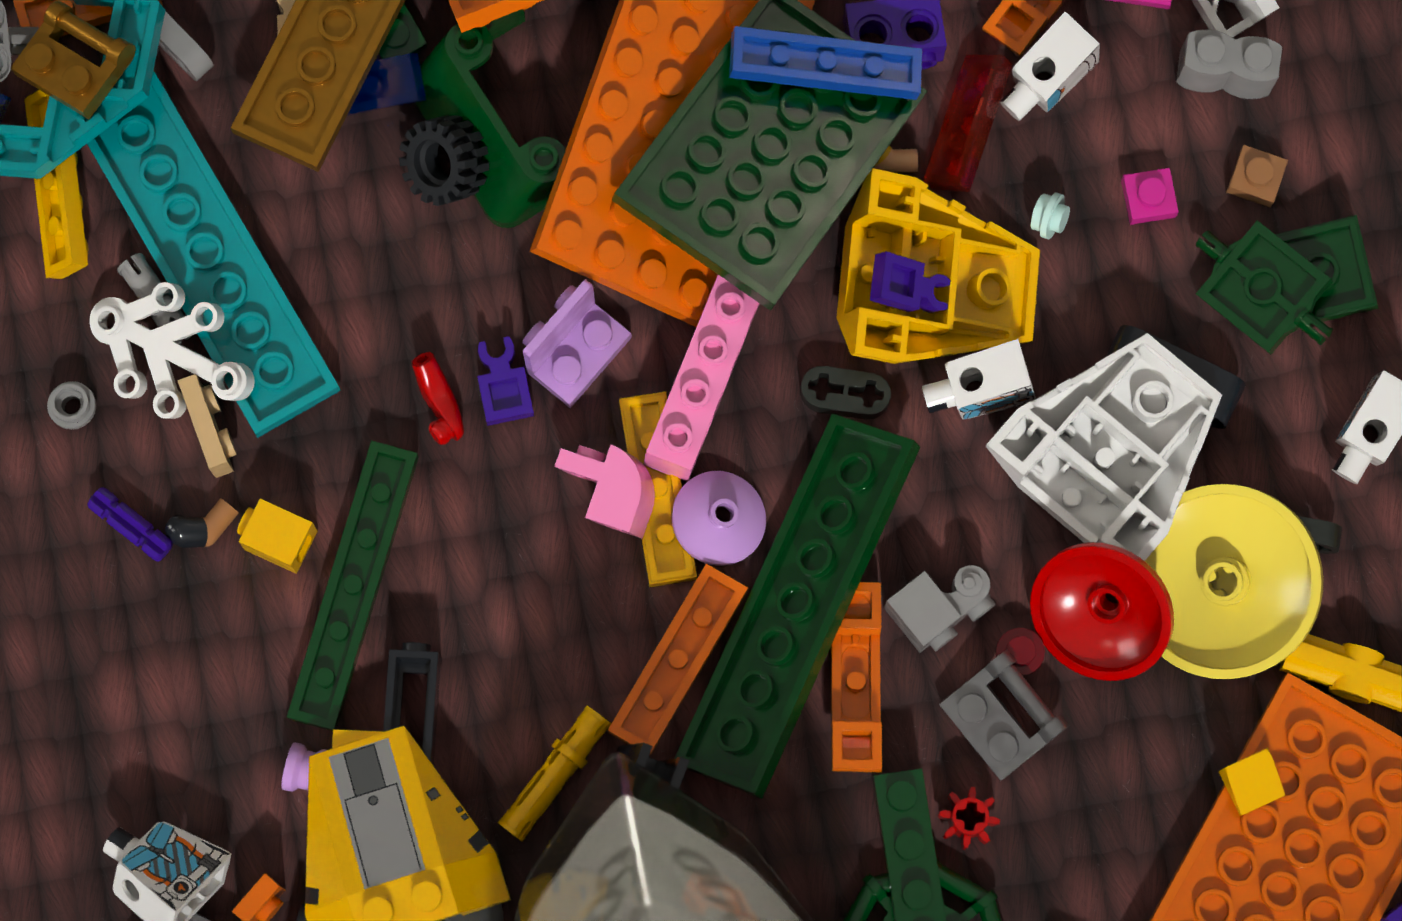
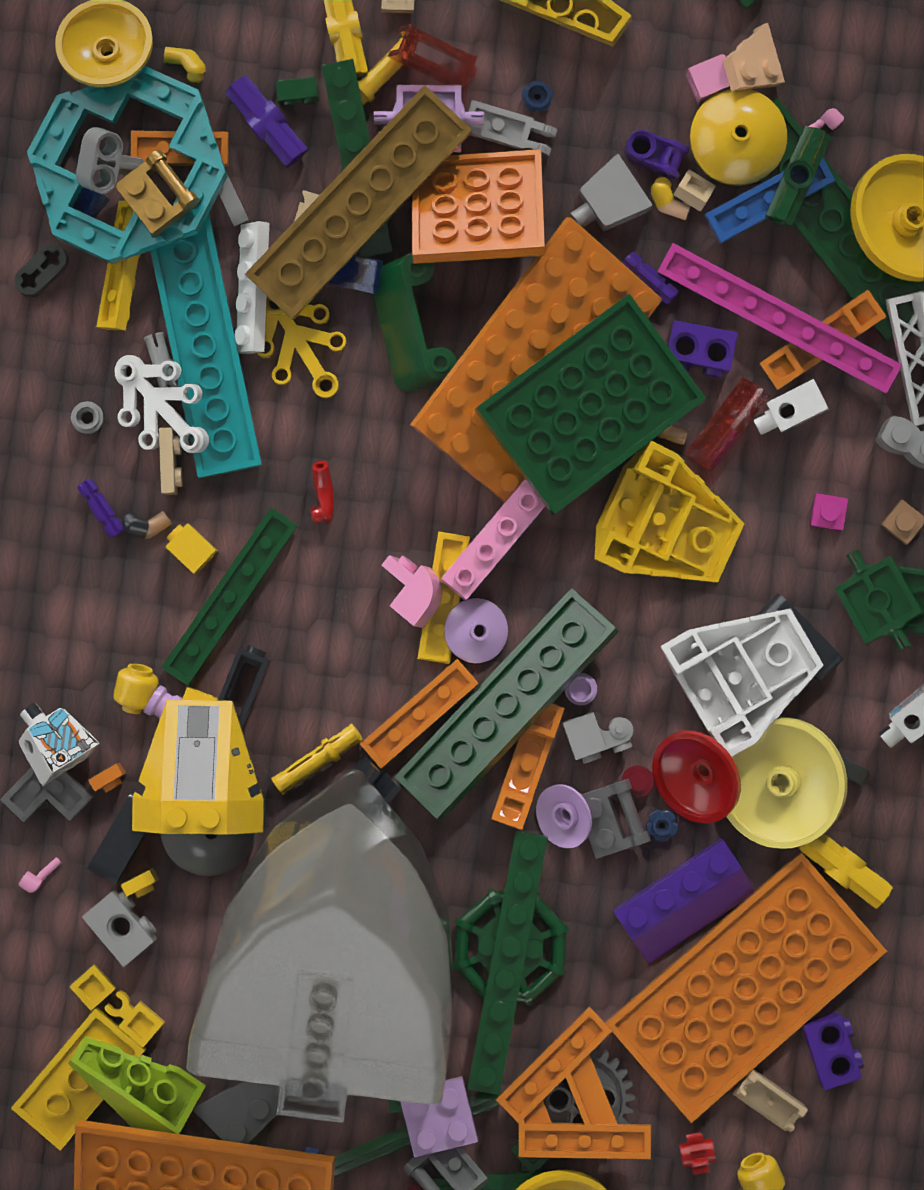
camera: 20 degrees right, 10 degrees up
(250, 163) = (251, 300): none -> white plate
(258, 758) = (135, 687): none -> yellow head
(333, 201) = (297, 337): none -> yellow plant
(424, 163) = (389, 335): black tyre -> none
(503, 390) = (366, 502): dark purple plate -> none
(573, 344) = (421, 489): lavender bracket -> none
(825, 63) = (644, 362): blue plate -> none
(843, 403) = (589, 569): pearl dark grey beam -> none
(895, 550) = (581, 690): none -> lavender plate
(901, 284) = (646, 523): dark purple plate -> none
(921, 744) = (554, 818): none -> lavender dish
(980, 809) = (564, 867): red gear -> none
(1002, 376) = (689, 602): white torso -> none
(1050, 215) = (758, 504): light aqua plate -> none
(1079, 689) = (655, 819): none -> dark blue plate
(1147, 798) = (684, 900): none -> dark purple slope
(1252, 782) = (752, 915): yellow slope -> none

